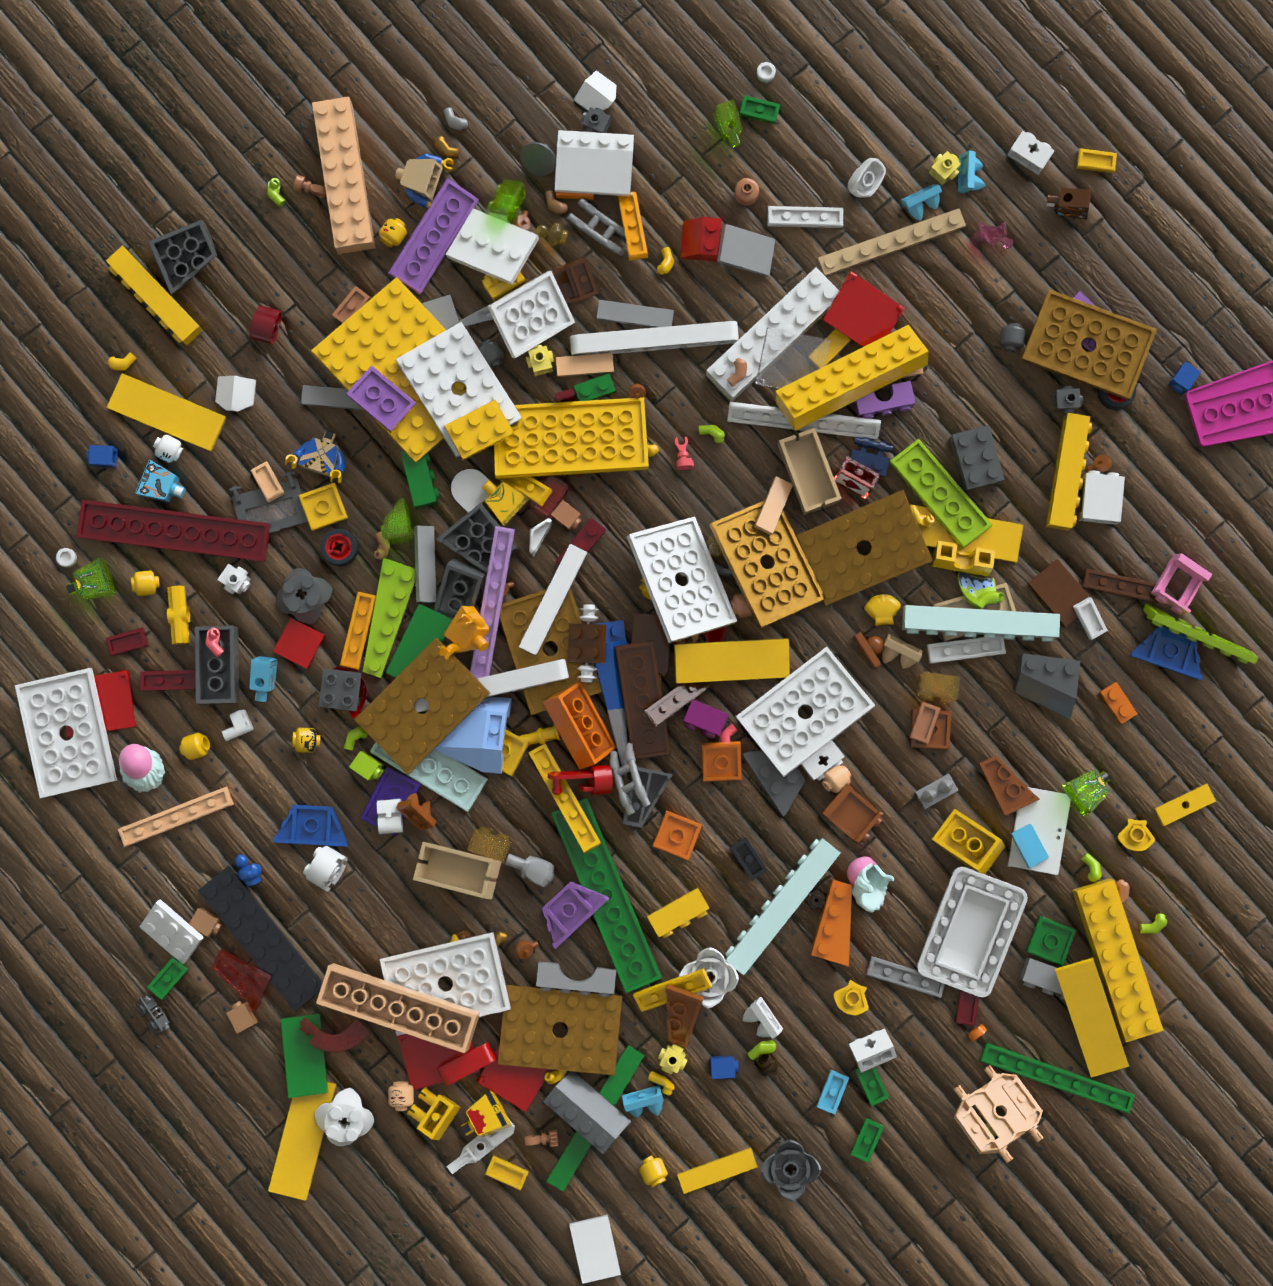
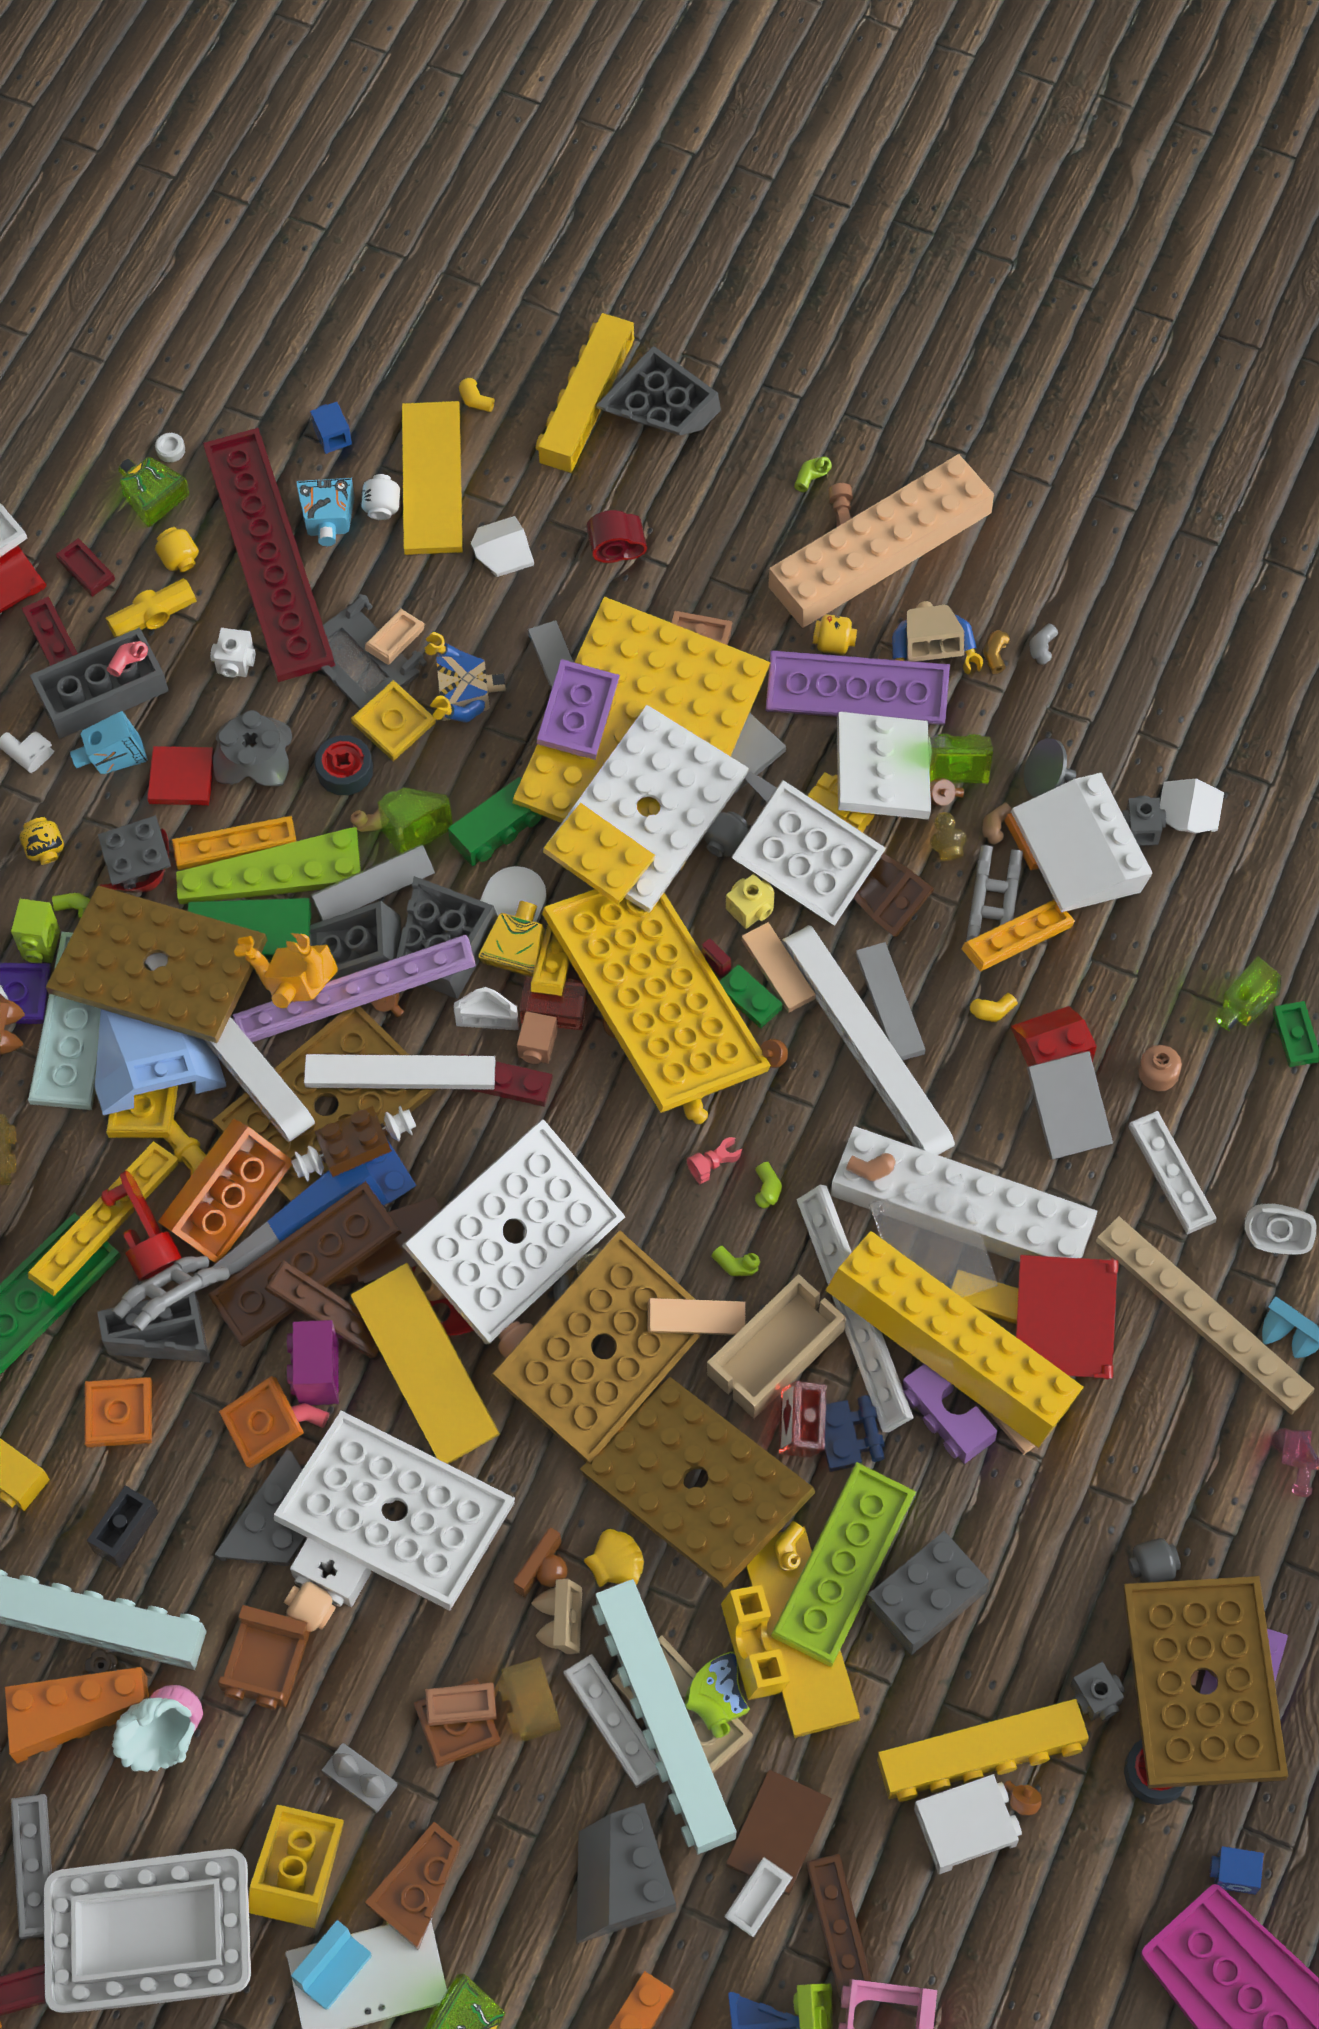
camera: 65 degrees right, 20 degrees down
(750, 470) = (733, 1266): none -> lime arm

